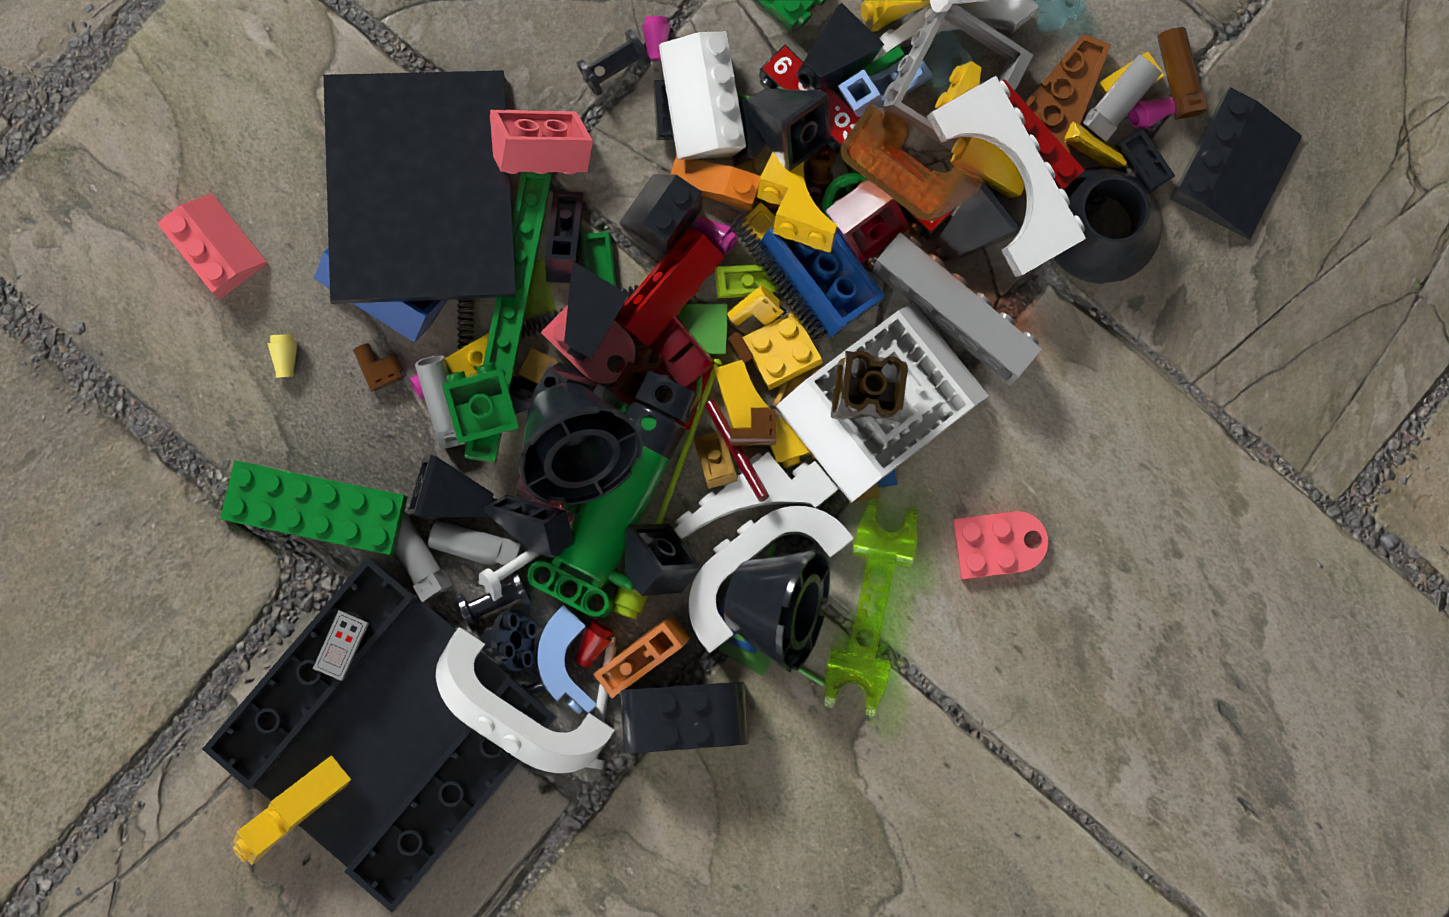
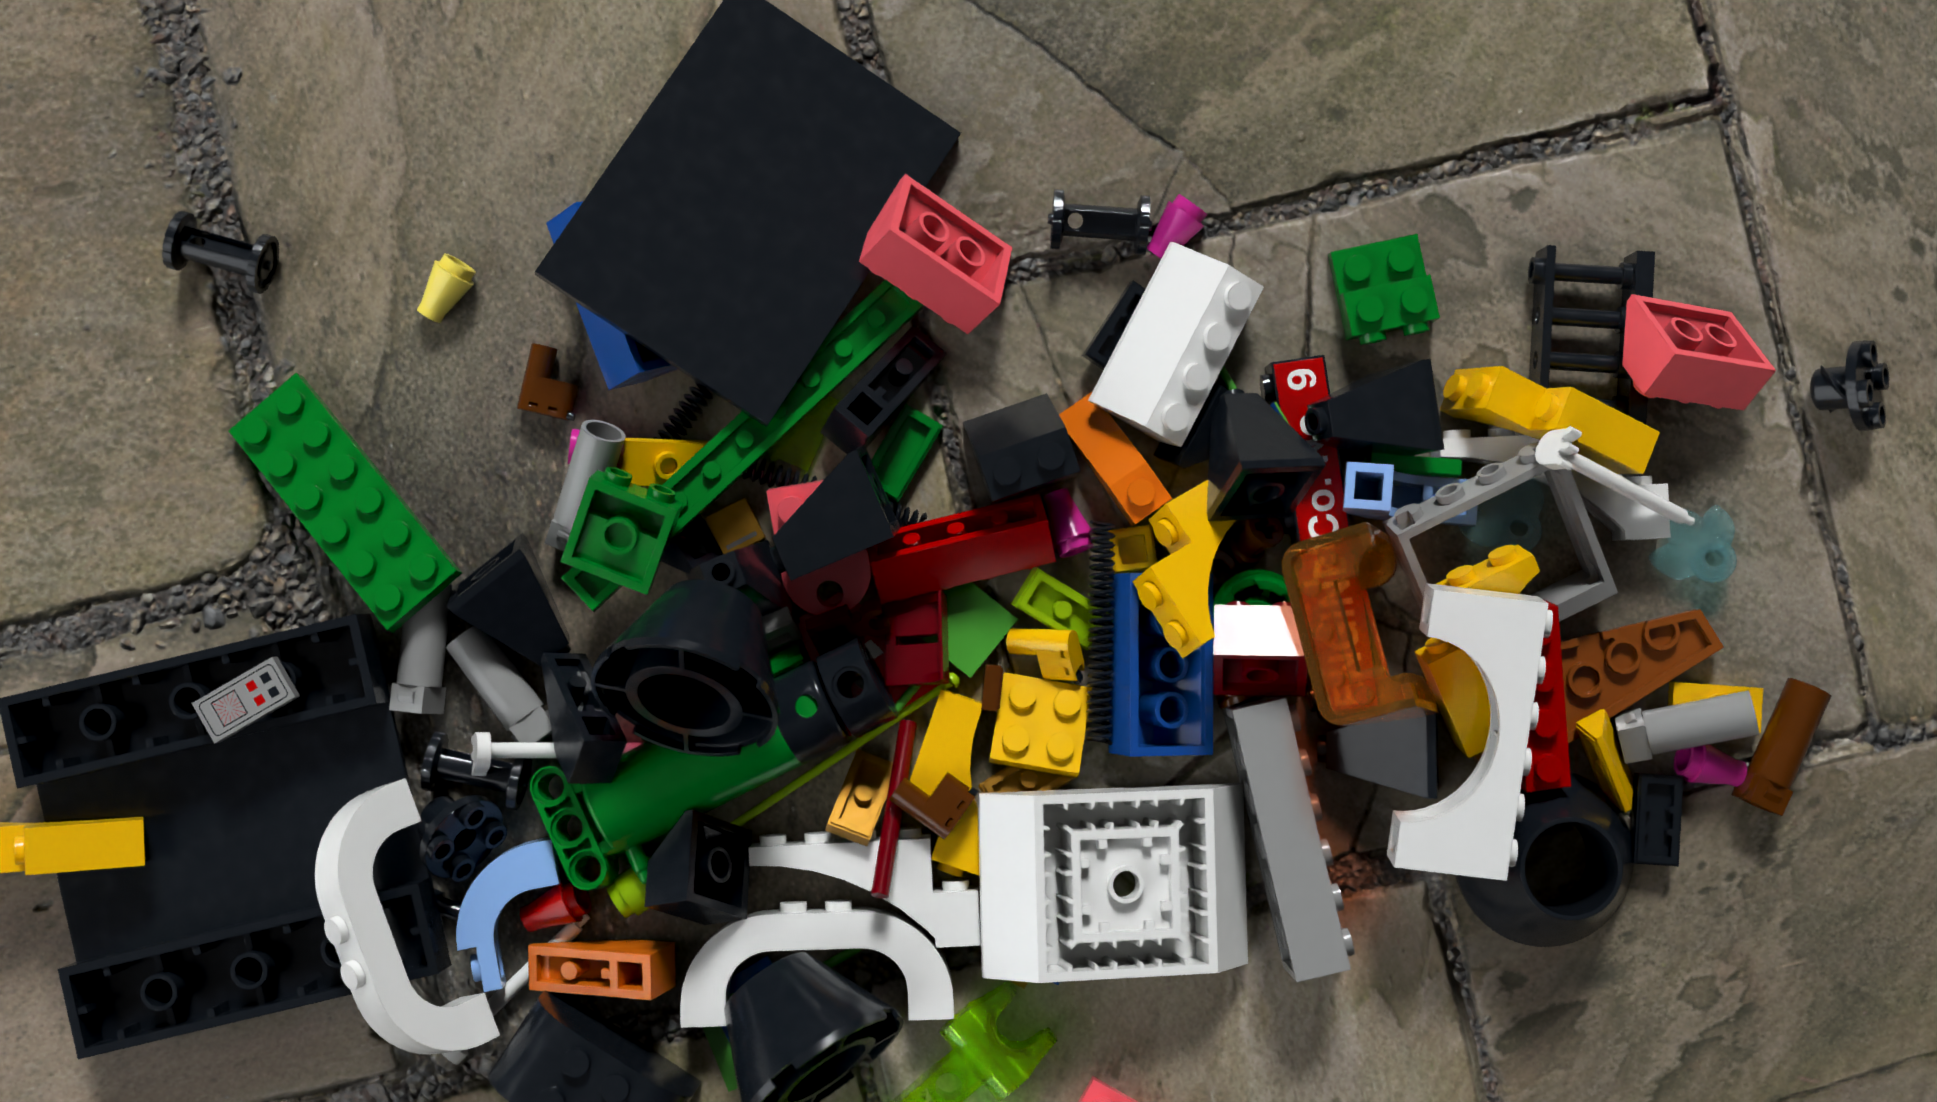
camera: 40 degrees right, 5 degrees up
(145, 423) = (186, 242): none -> black hose
(212, 244) = (456, 90): coral slope -> none
(869, 386) = (1101, 868): dark brown piece -> none
(1237, 164) = (1764, 905): black slope -> none

